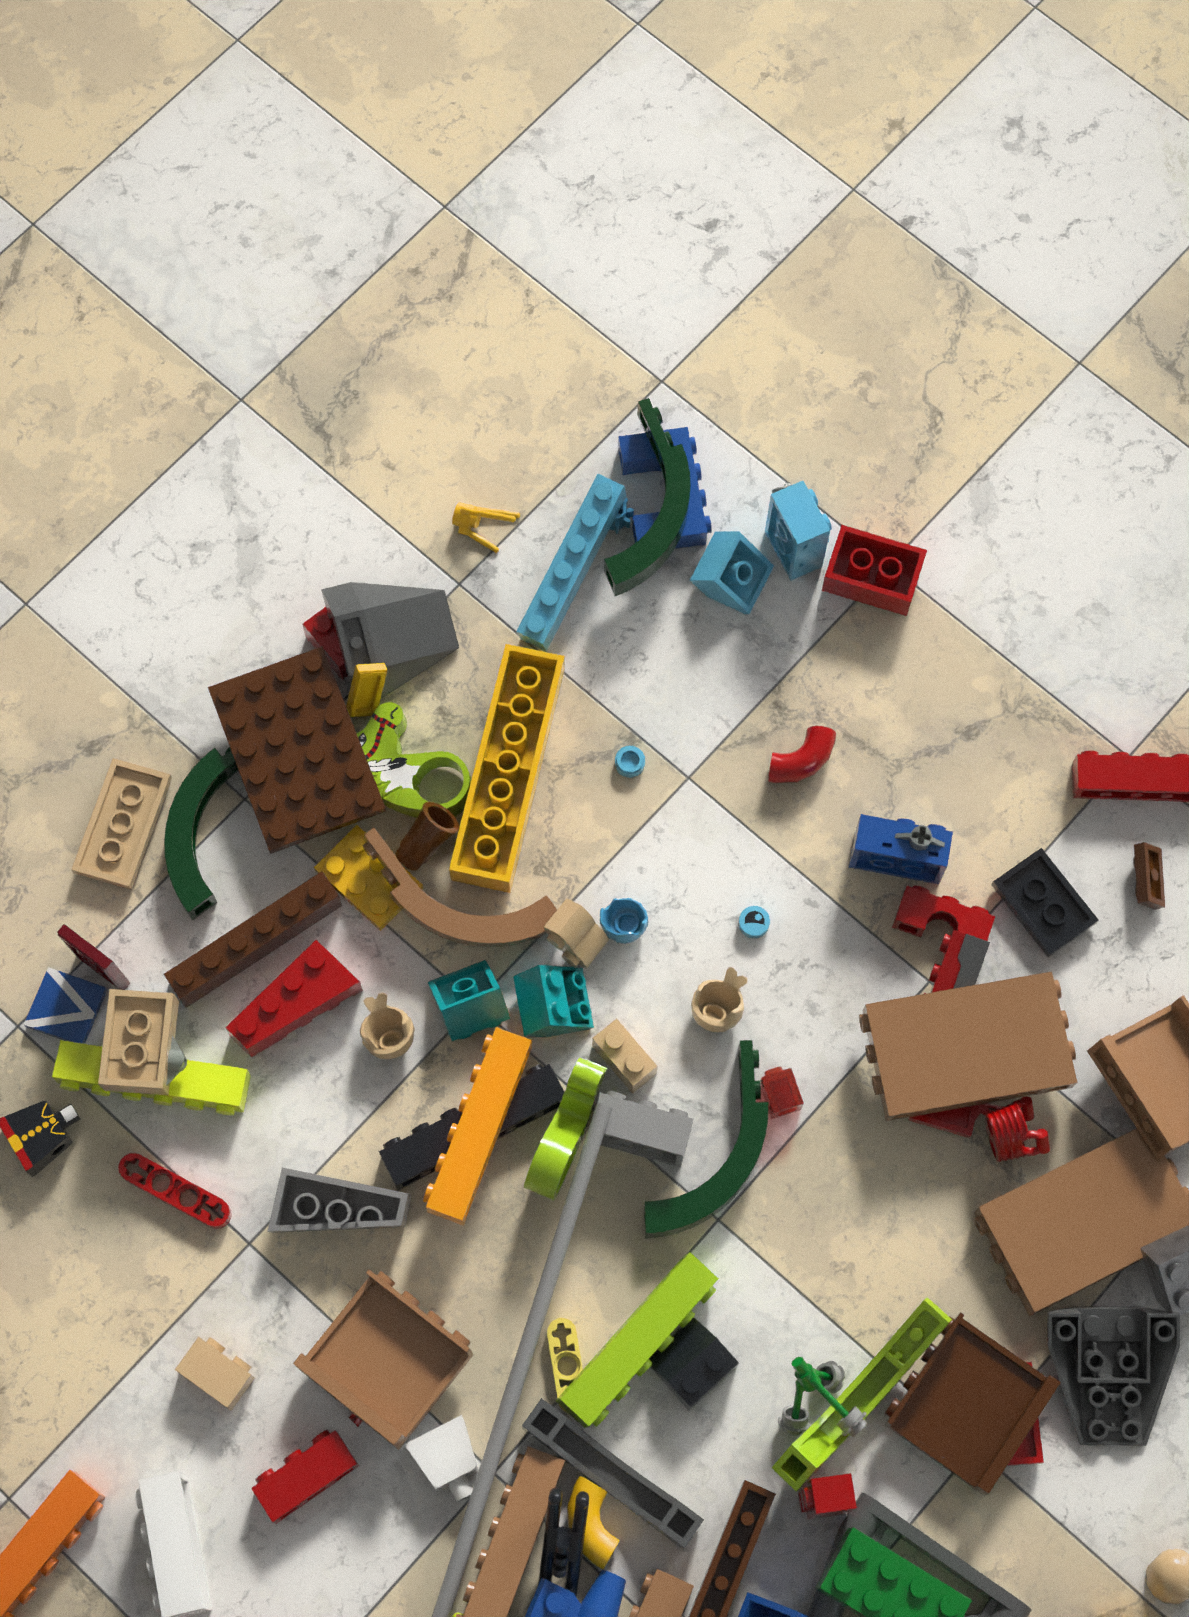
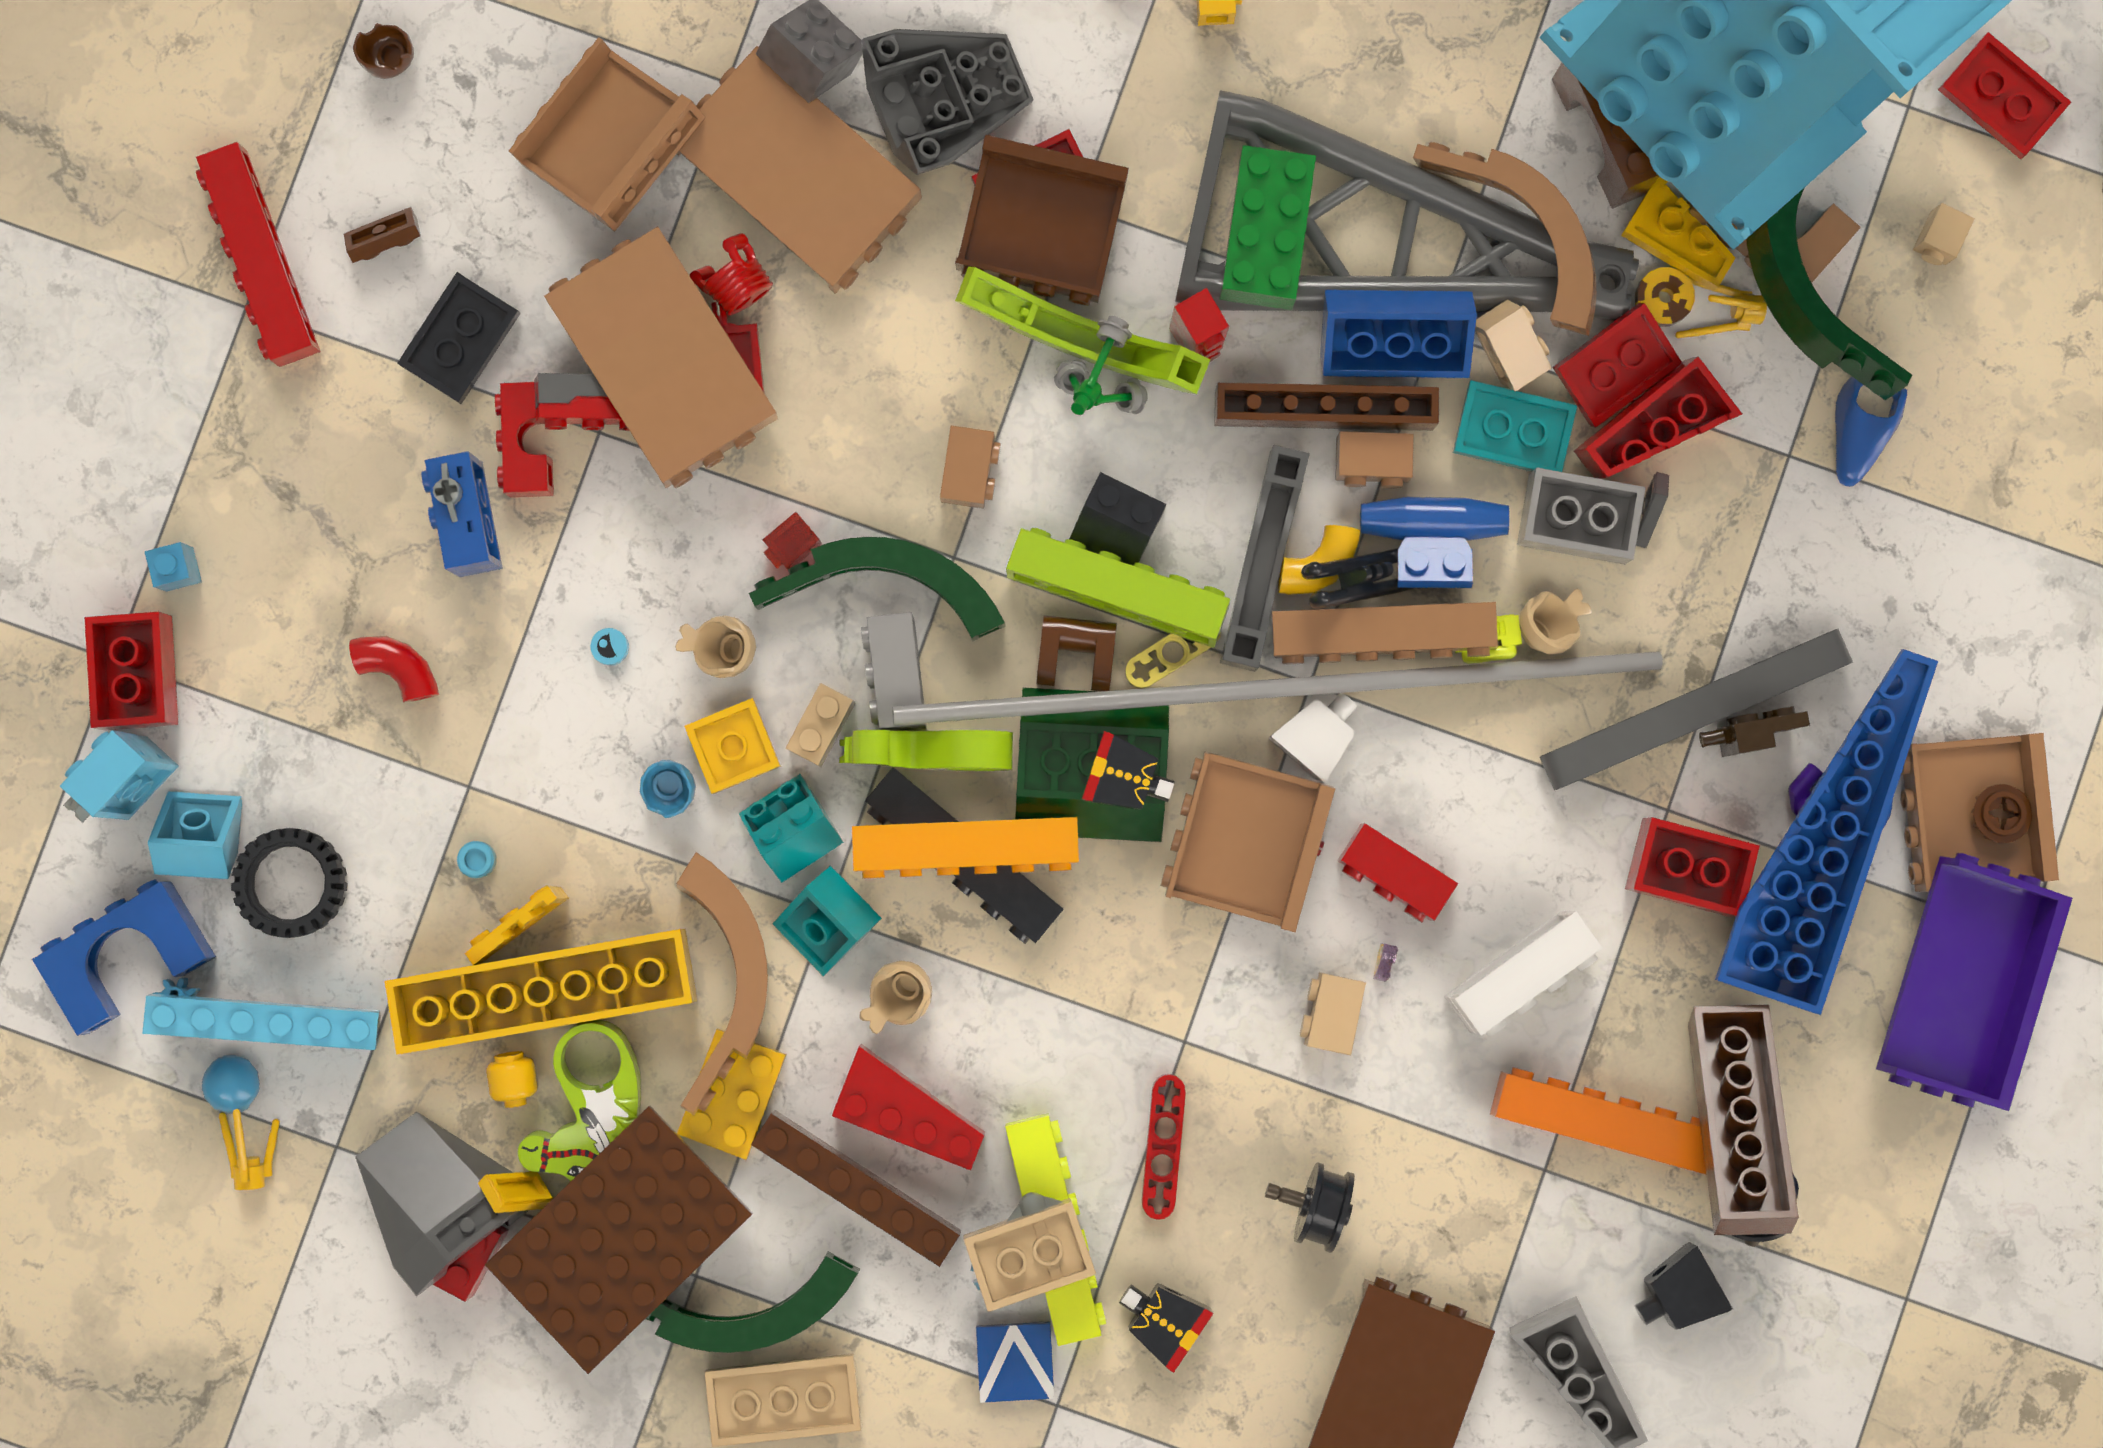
camera: 115 degrees left, 15 degrees up
(66, 1292) = (1322, 1206): none -> black wheel
(93, 957) = (955, 1352): dark red tile -> none
(238, 1435) = (1386, 957): none -> clear purple tile
(327, 1203) = (1109, 966): light grey wedge -> none
(426, 835) = (660, 1046): reddish brown plant -> none
(452, 721) = (511, 1078): none -> yellow head
(479, 1273) = (1124, 776): none -> black torso
(498, 1257) = (1059, 757): none -> dark green slope
(537, 528) = (230, 1084): none -> dark azure hair
(568, 769) = (515, 923): none -> yellow wing
(575, 934) = (708, 833): tan brick -> none
(611, 1292) = (1077, 636): none -> reddish brown connector
(636, 983) = (732, 746): none -> yellow plate
(649, 553) = (222, 937): dark green arch -> none
(668, 589) = (245, 882): none -> black tyre
(786, 1259) = (968, 467): none -> medium nougat brick
(943, 628) = (173, 566): none -> dark azure brick

